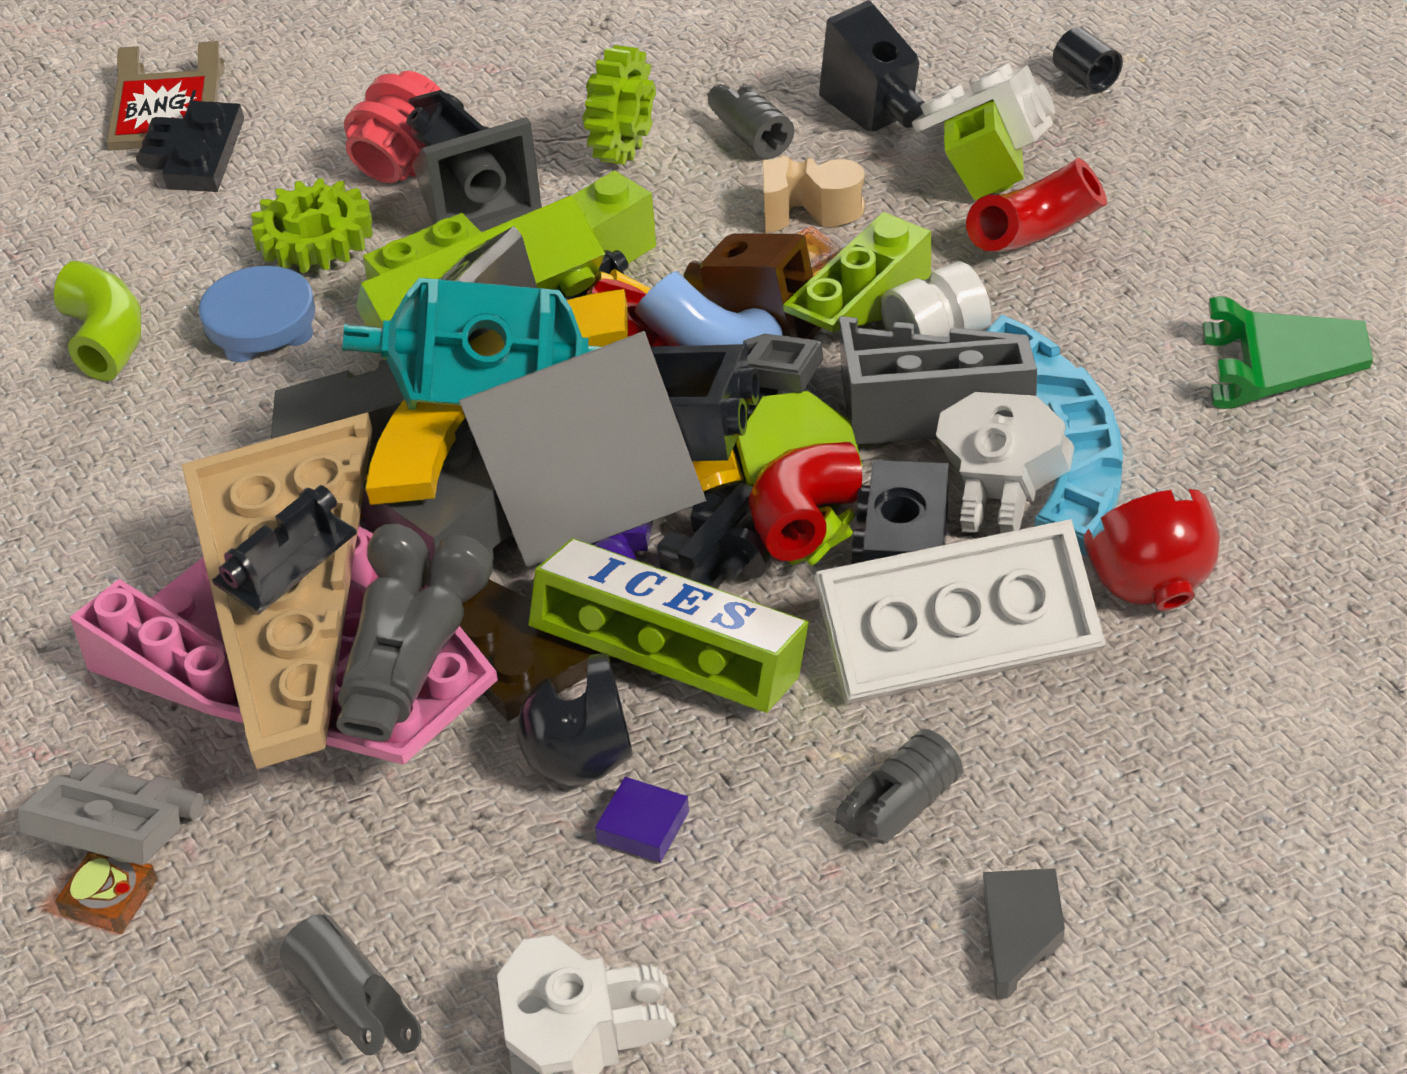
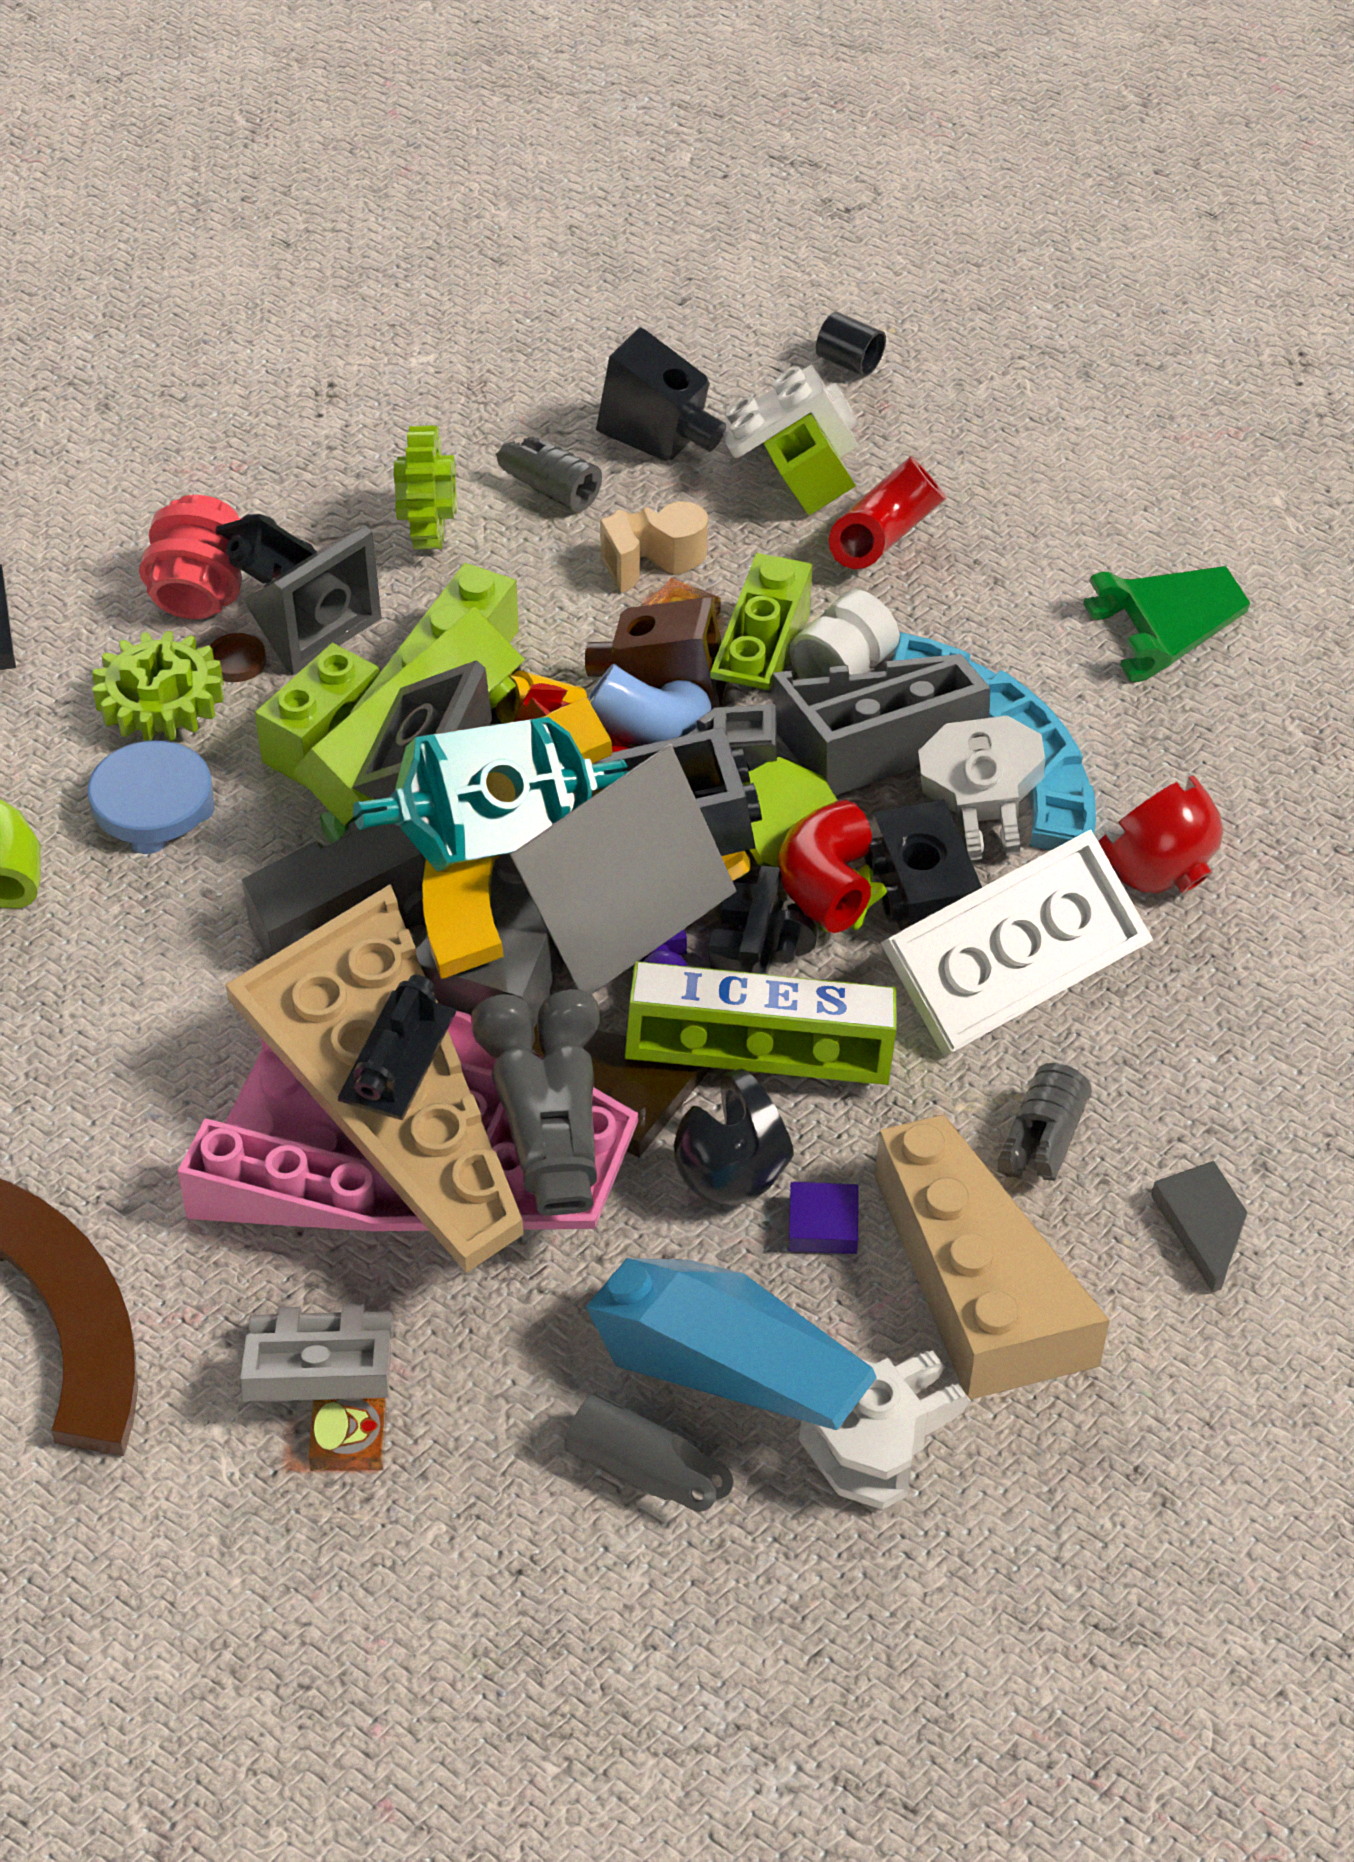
camera: 25 degrees left, 5 degrees up
(398, 218) = (240, 656): none -> reddish brown piece
(464, 893) = (726, 1339): none -> dark azure wedge
(760, 922) = (985, 1270): none -> tan wedge

